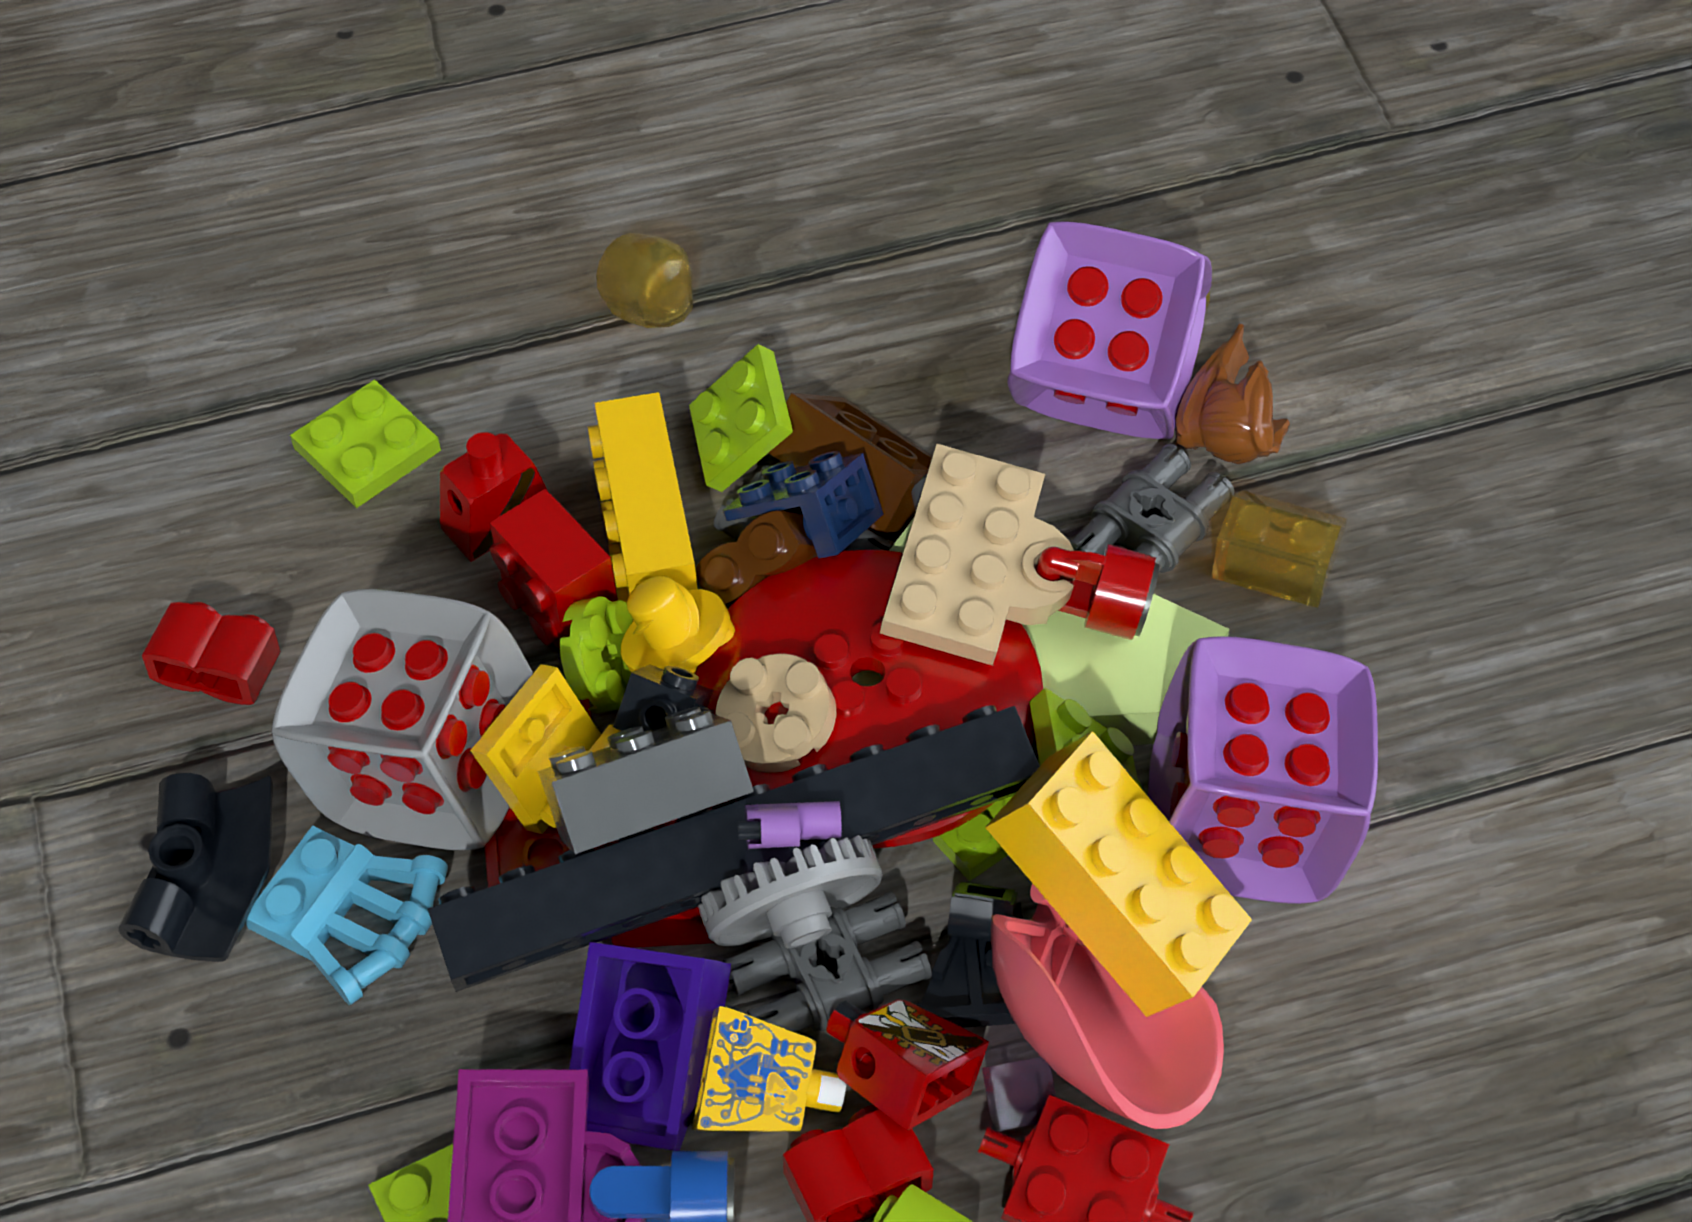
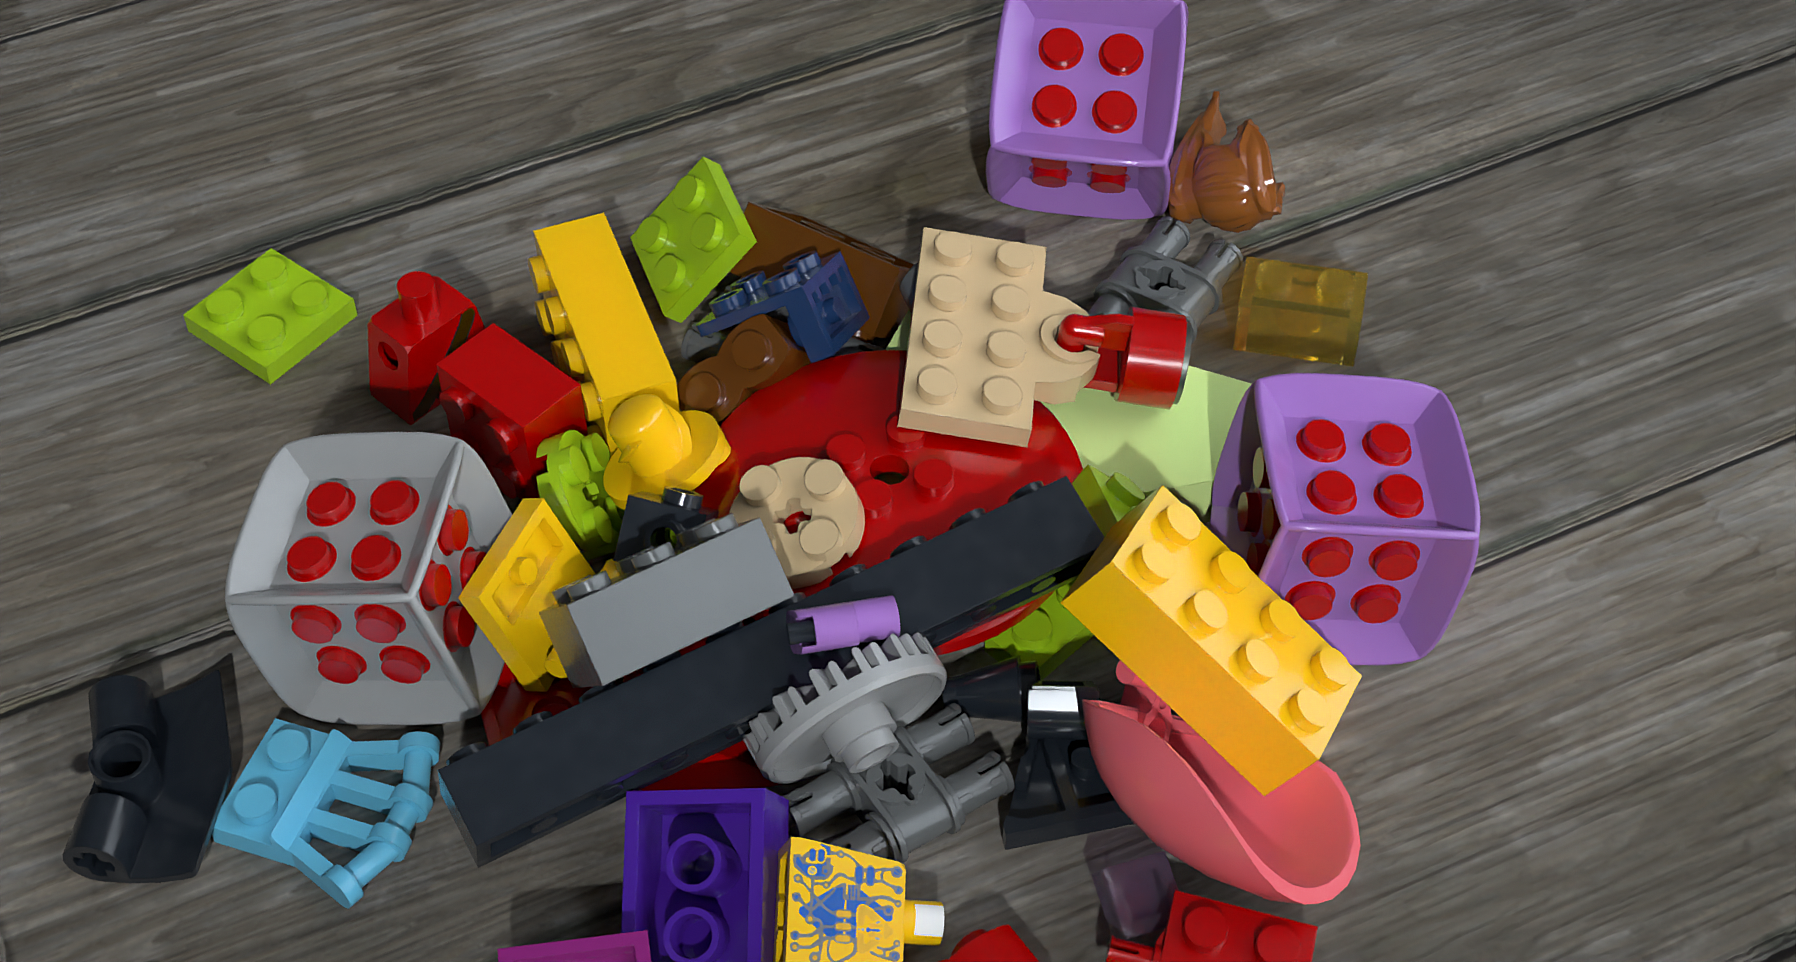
camera: 10 degrees left, 5 degrees down
(211, 652) = (127, 549): red brick -> none
(646, 280) = (561, 115): clear yellow piece -> none
(906, 1059) = (1005, 874): red torso -> none
(928, 882) = (993, 690): none -> black cone

